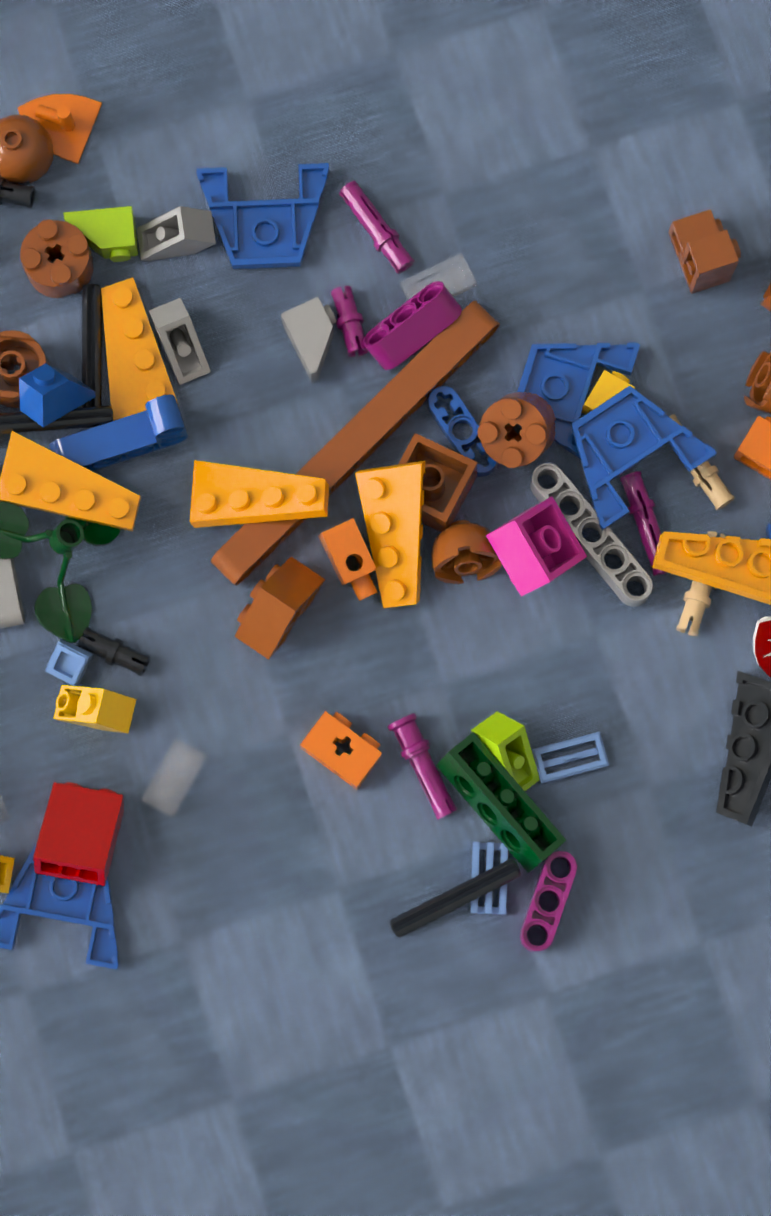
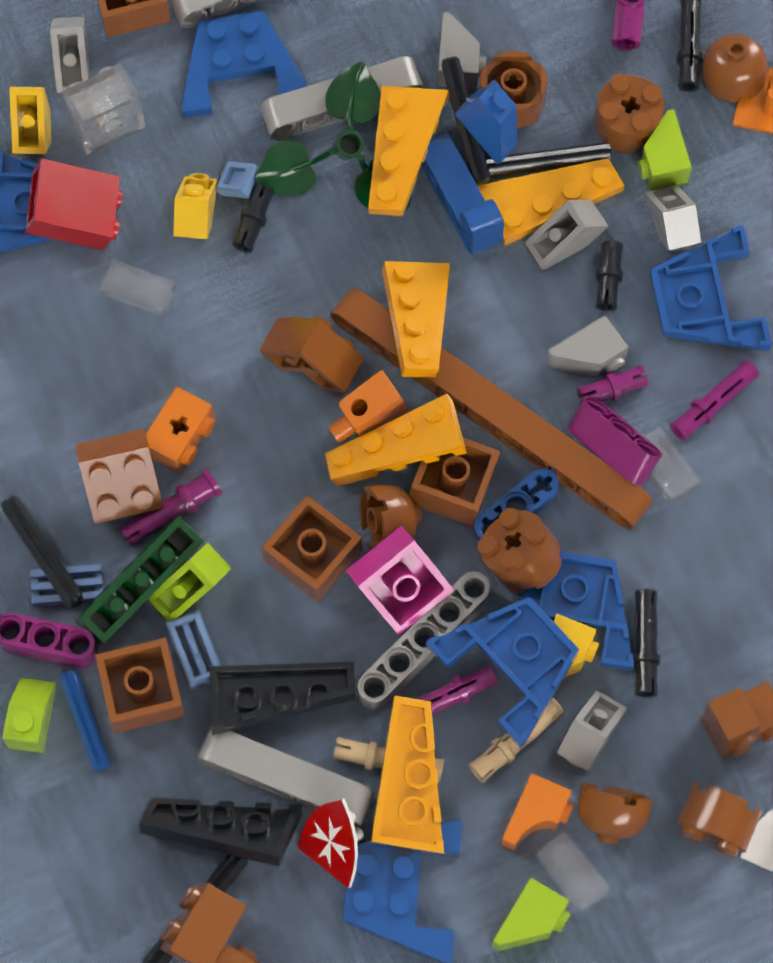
camera: 85 degrees right, 10 degrees down
(229, 307) = (609, 275): none -> black pin
(392, 809) = (119, 476): none -> brick
(488, 629) = (312, 548): none -> dark orange brick
(609, 810) = (140, 685): none -> dark orange brick
(615, 329) = (646, 654): none -> black pin
(620, 923) = (29, 715): none -> lime slope
(628, 688) = (269, 692): none -> black wing
(631, 871) = (85, 720): none -> blue axle
(696, 390) = (591, 730): none -> light grey slope
(708, 684) = (282, 773): none -> light grey beam

